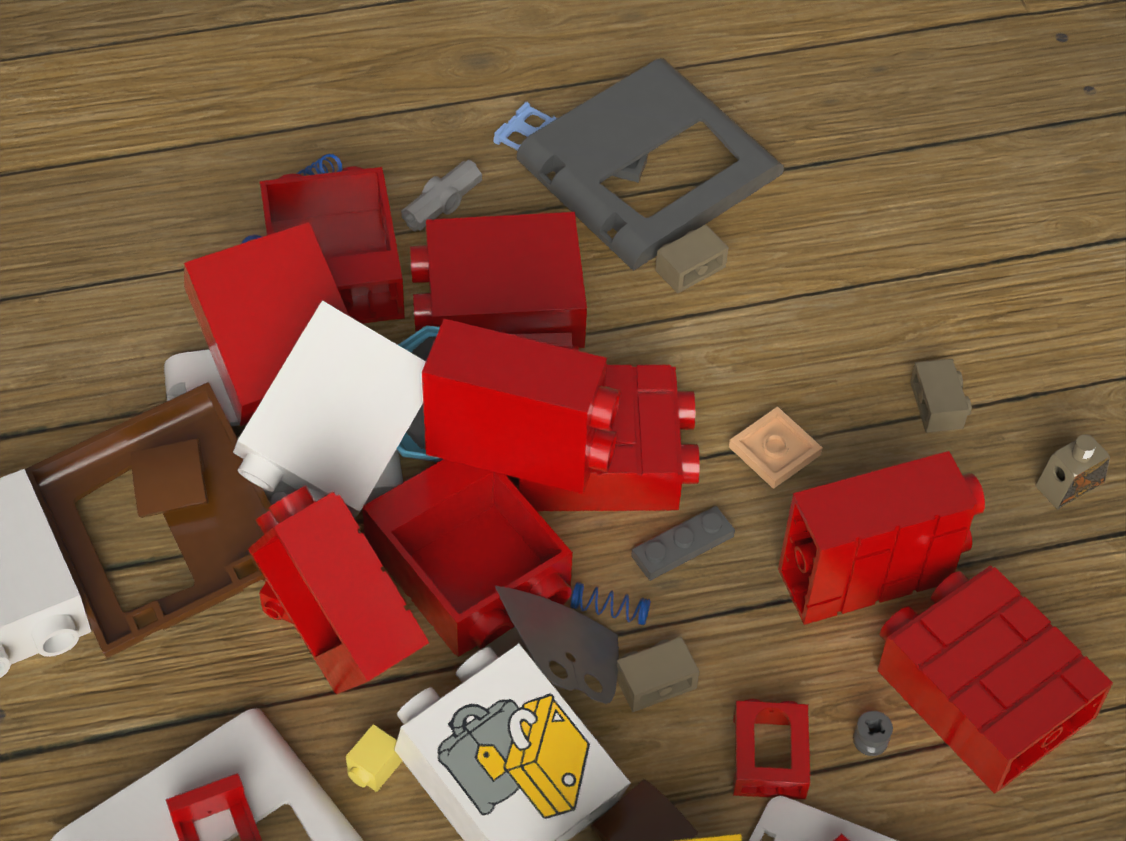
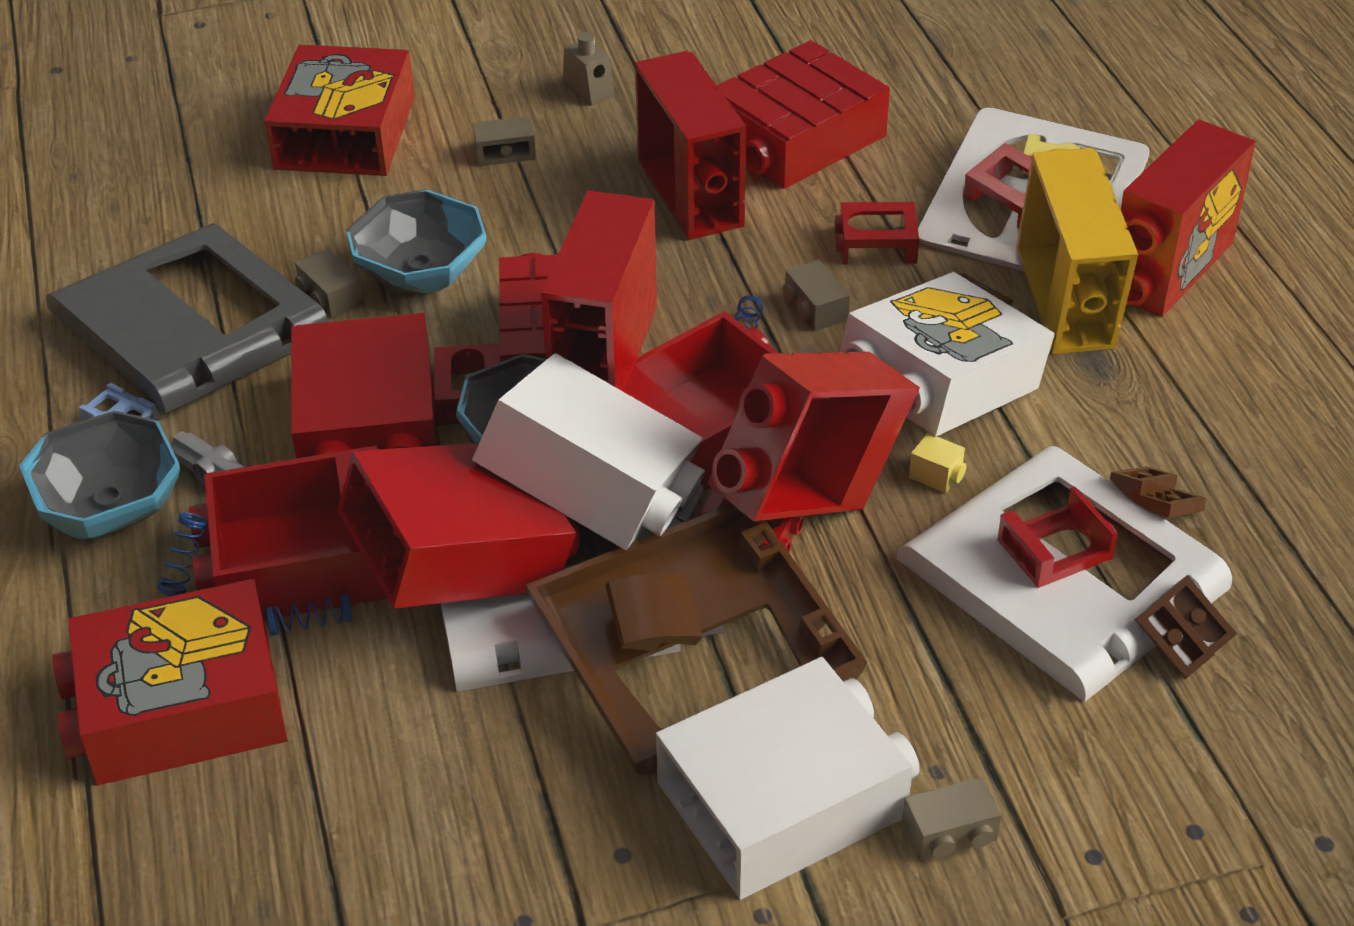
camera: 90 degrees left, 10 degrees down
(182, 182) = (169, 683): none -> red brick
(410, 110) = (101, 474): none -> dark grey rock
(555, 629) = (805, 323): dark grey piece -> none
(682, 543) = (678, 296): dark grey plate -> none
(724, 307) = (416, 240): none -> dark grey rock
(775, 447) = (550, 229): light nougat plate -> none
(876, 741) = (851, 183): dark grey wheel -> none
(977, 249) = (340, 110): none -> red brick

